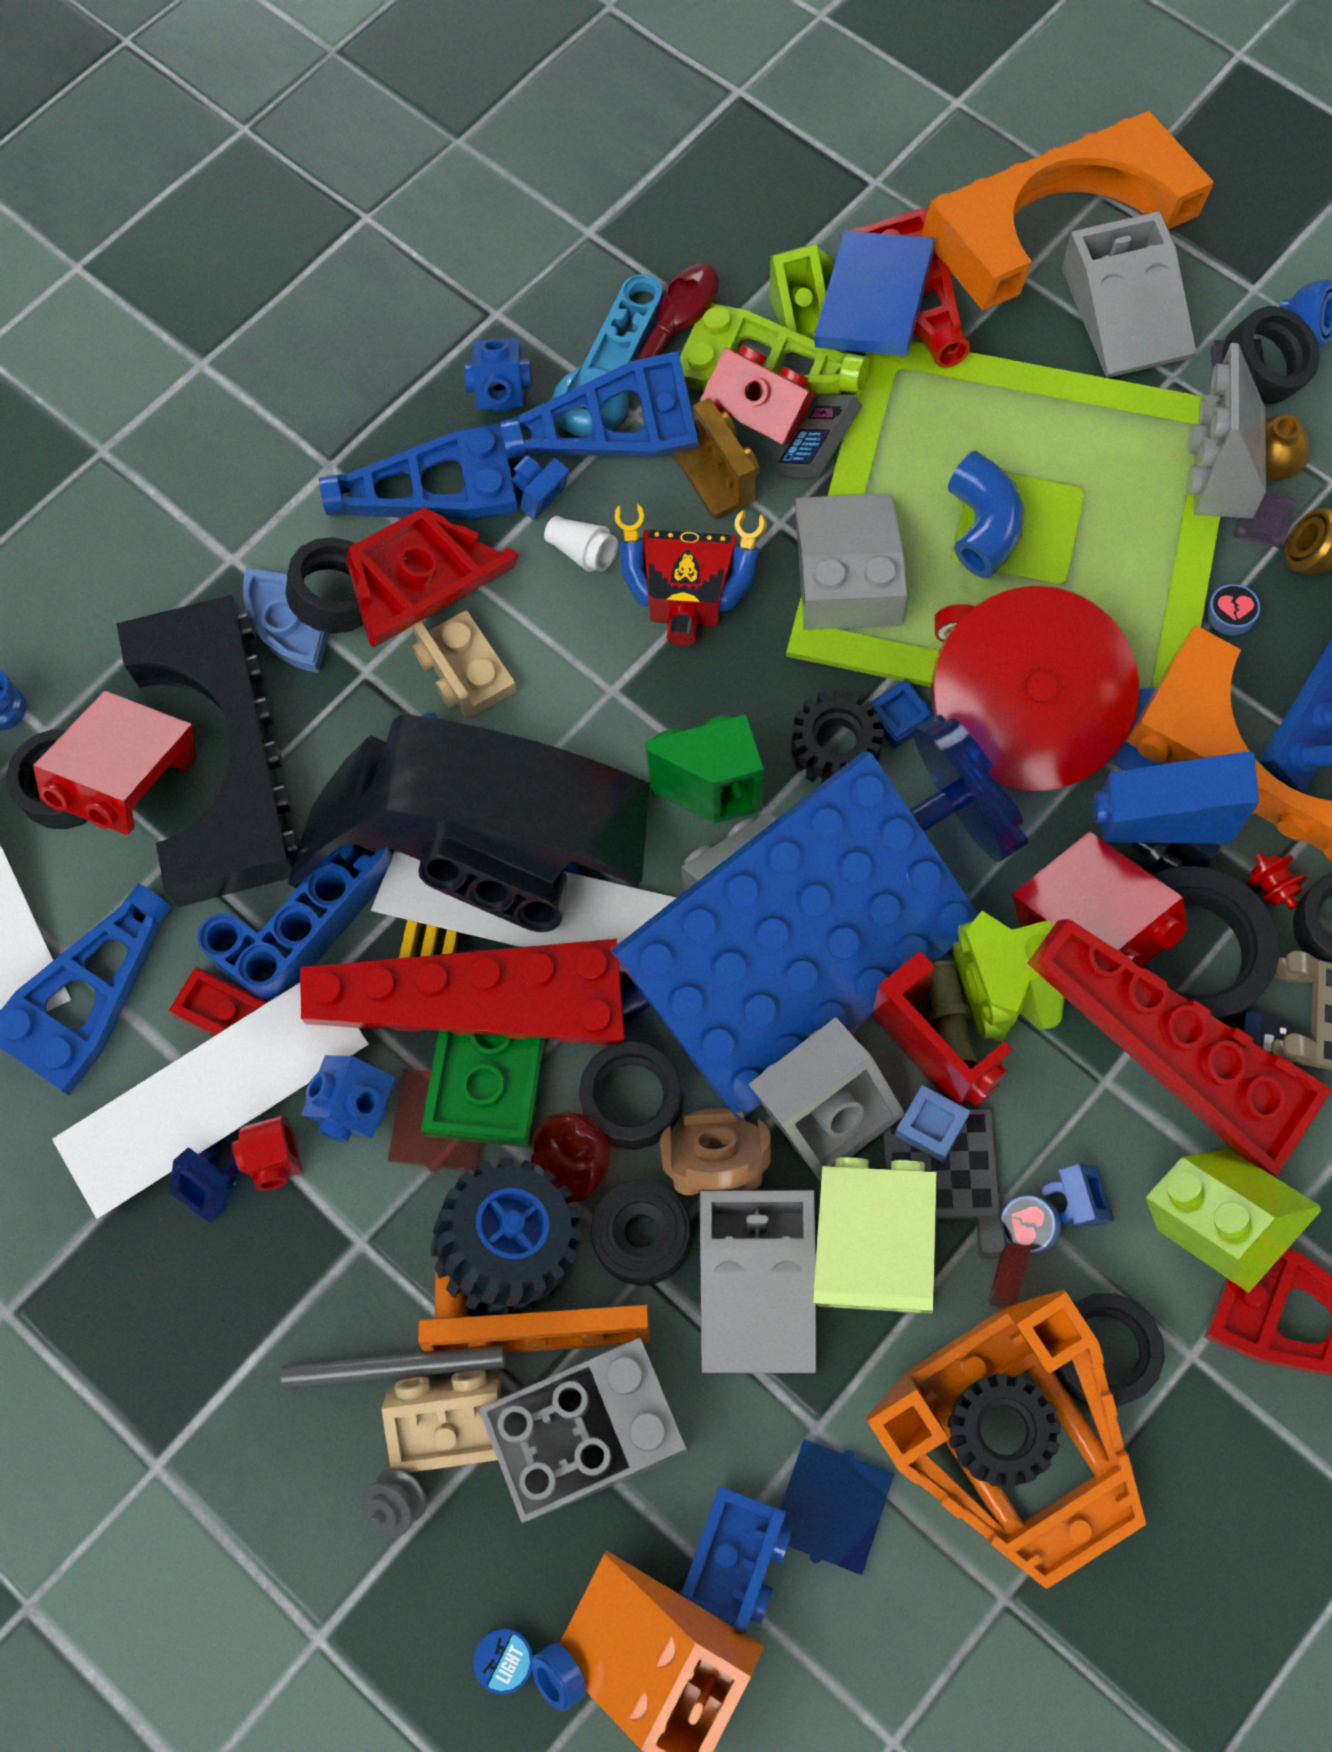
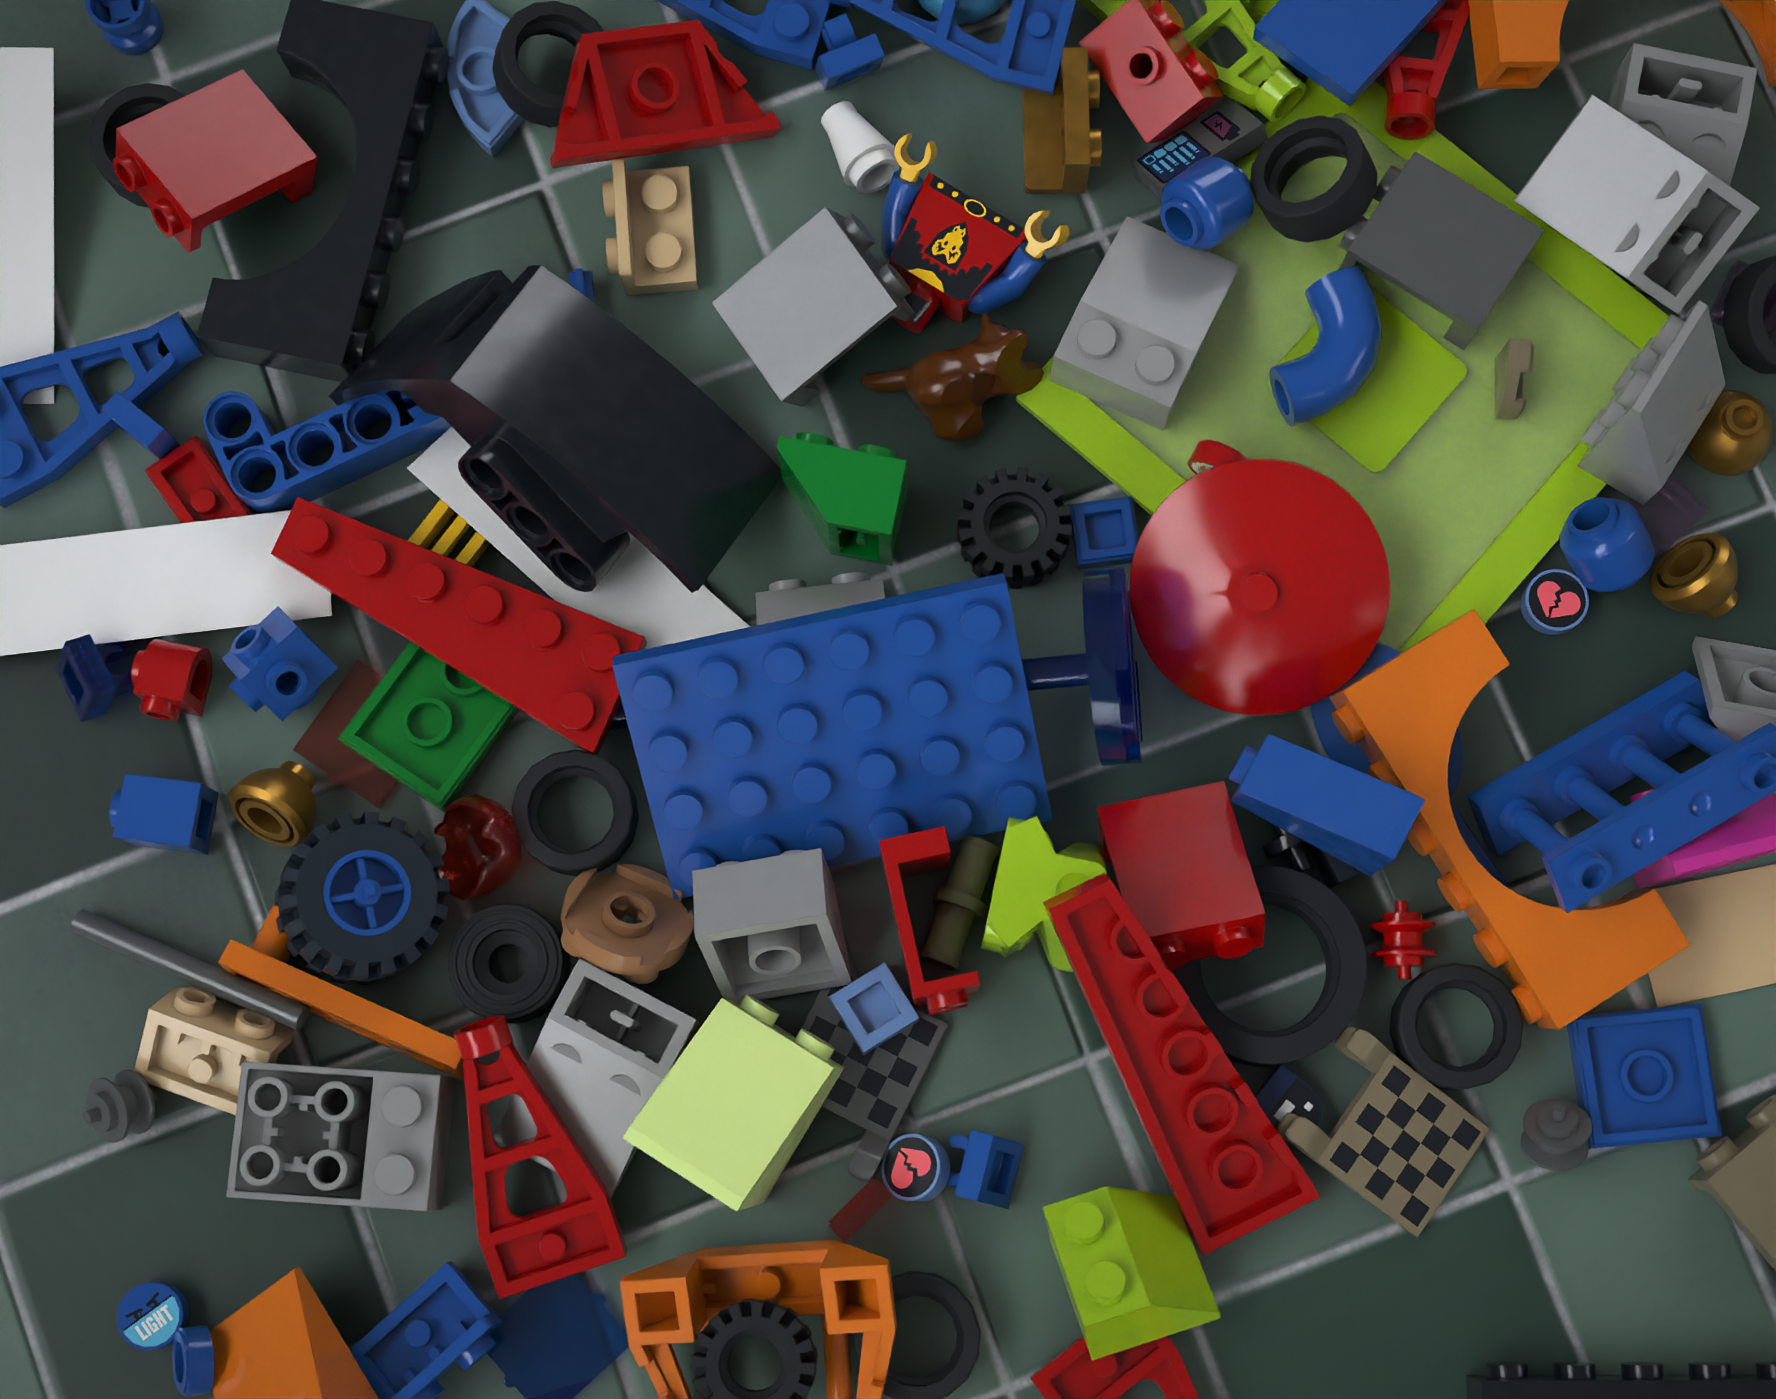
camera: 25 degrees right, 10 degrees up
(150, 979) = (139, 426): none -> blue tile
(312, 1256) = (164, 813): none -> blue brick
(398, 1205) = (276, 803): none -> pearl gold brick
(610, 651) = (812, 303): none -> panel
(740, 660) = (957, 381): none -> reddish brown animal
(790, 1425) = (550, 1241): none -> red plate
(848, 459) = (1206, 203): none -> blue head
(894, 389) = (1297, 146): none -> black tyre
(1021, 411) = (1441, 243): none -> dark grey panel
(1115, 475) = (1509, 368): none -> dark tan tile
(1136, 327) = (1636, 203): none -> light grey slope
(1248, 551) = (1607, 544): none -> blue head

